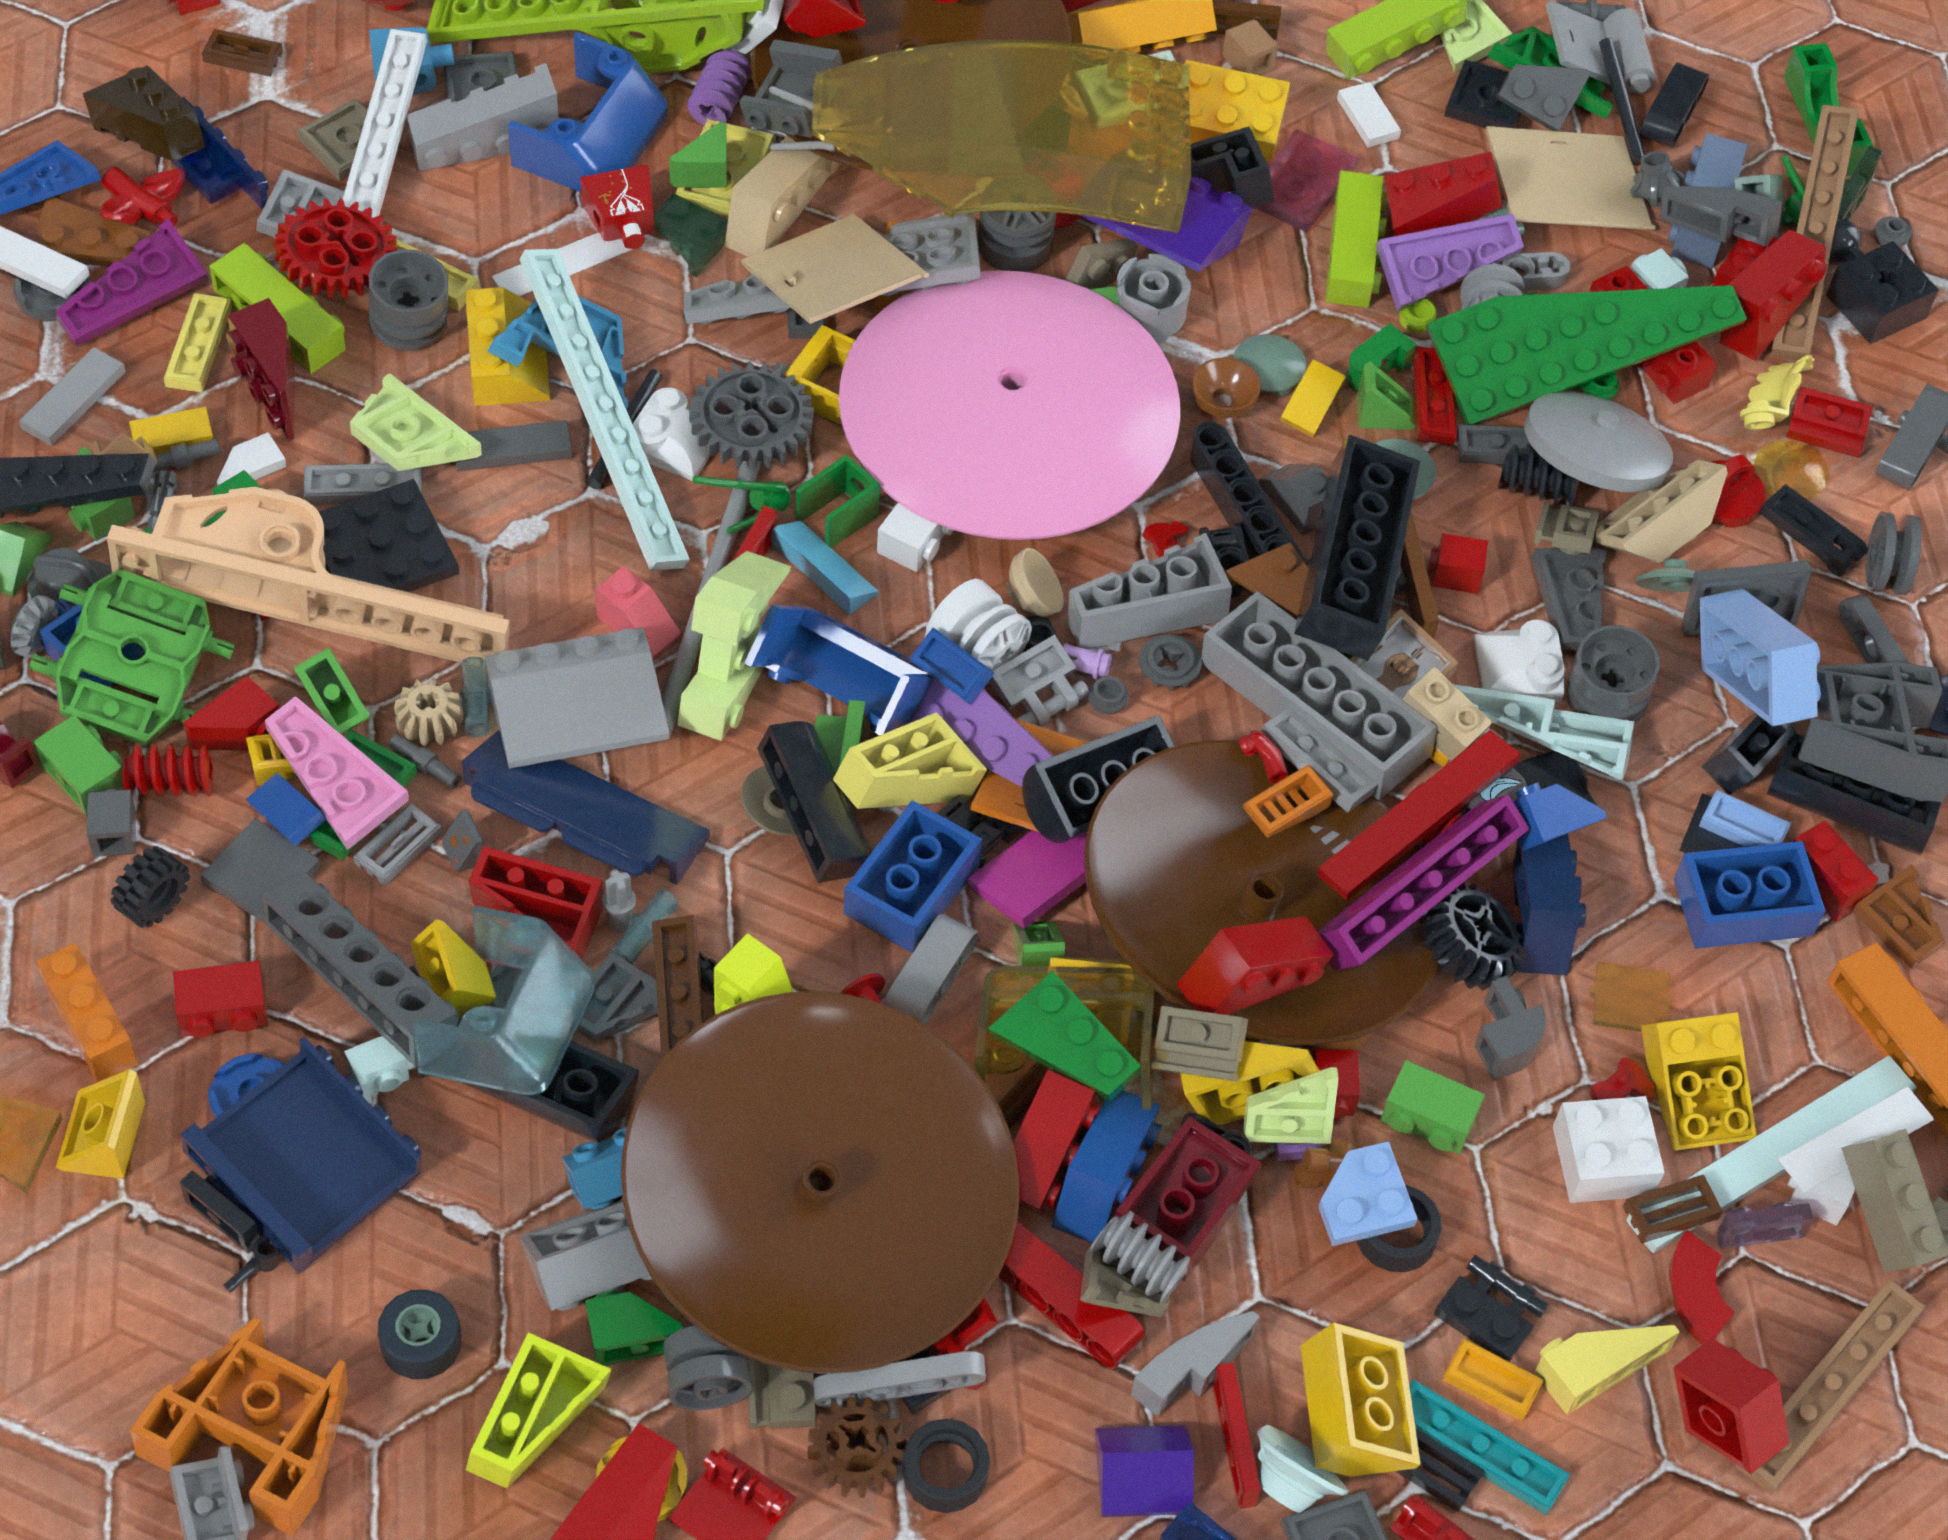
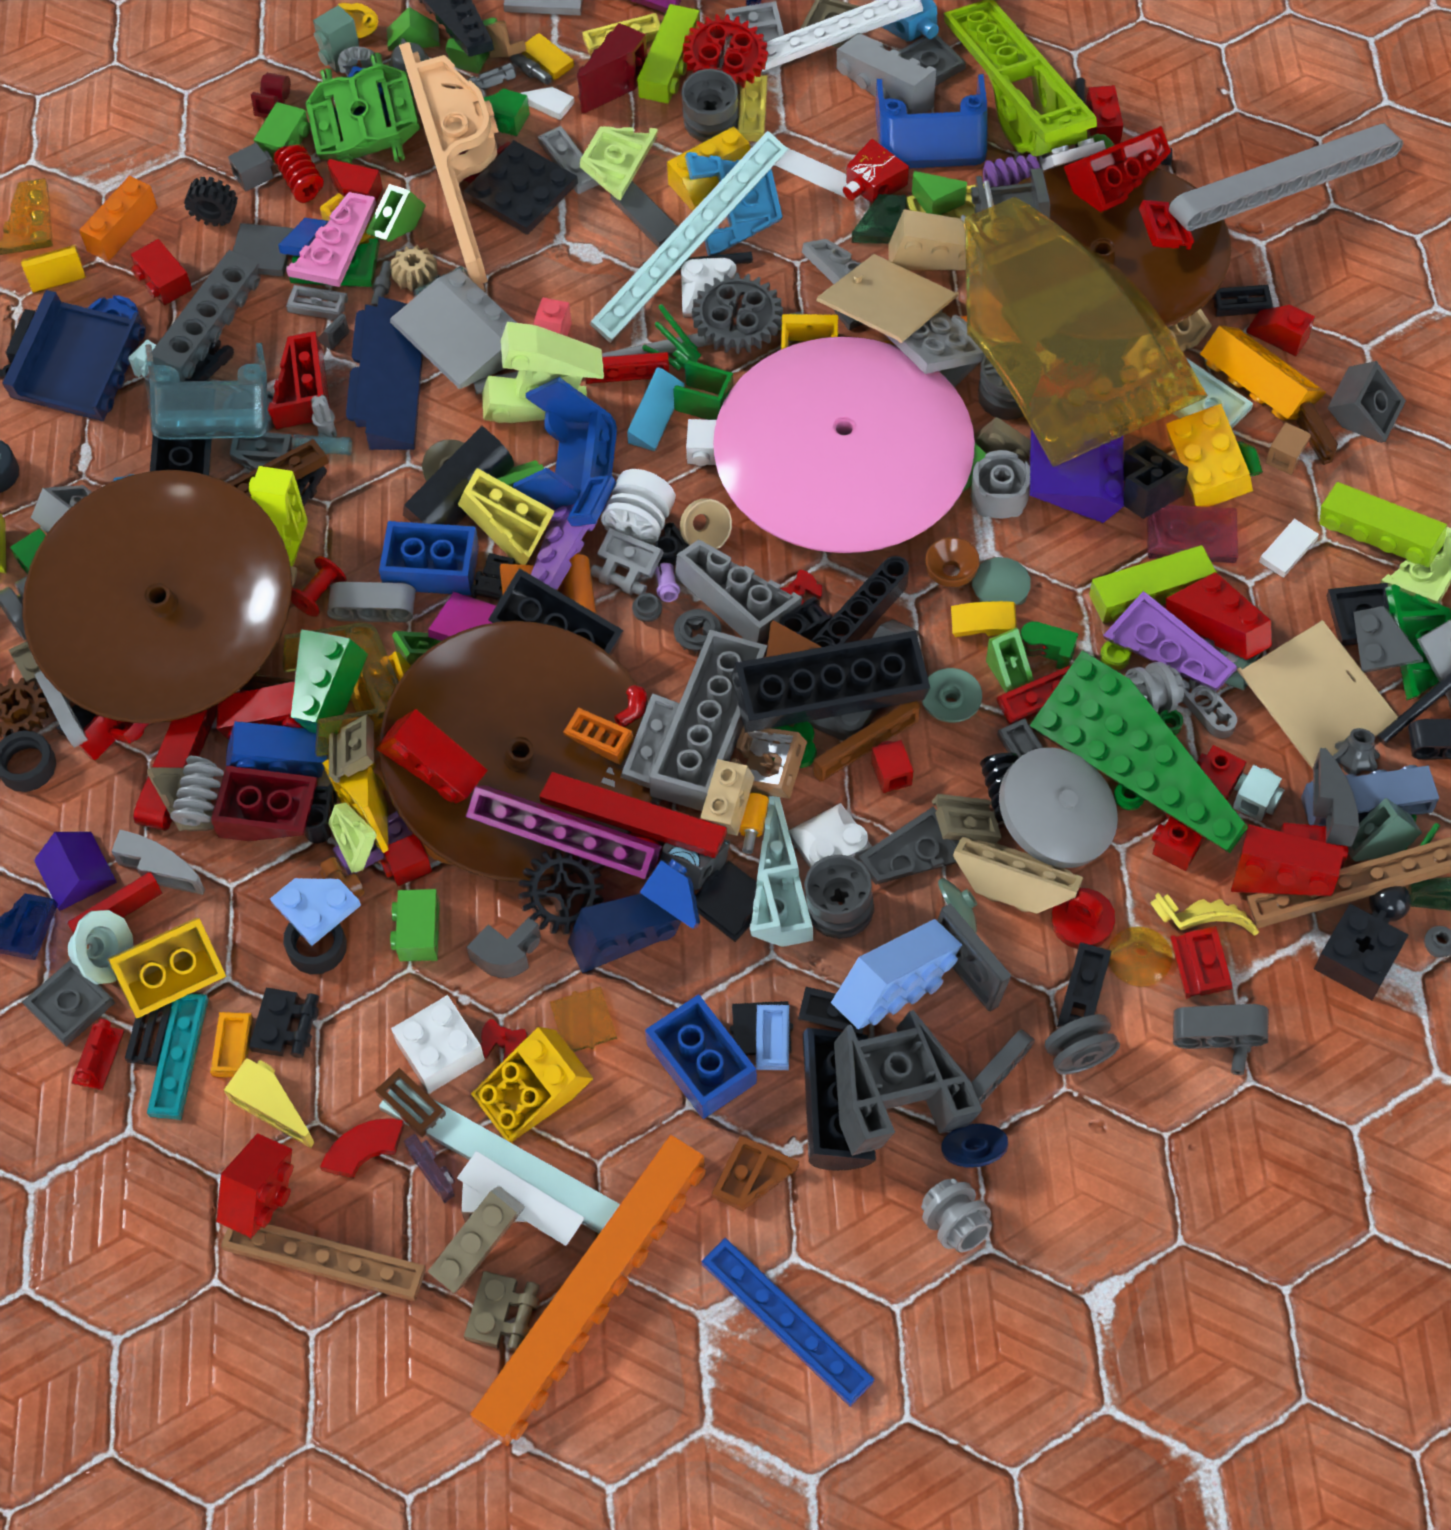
camera: 70 degrees right, 5 degrees up
(452, 968) = (226, 362): yellow slope -> none
(1837, 870) = (759, 1105): red brick -> none

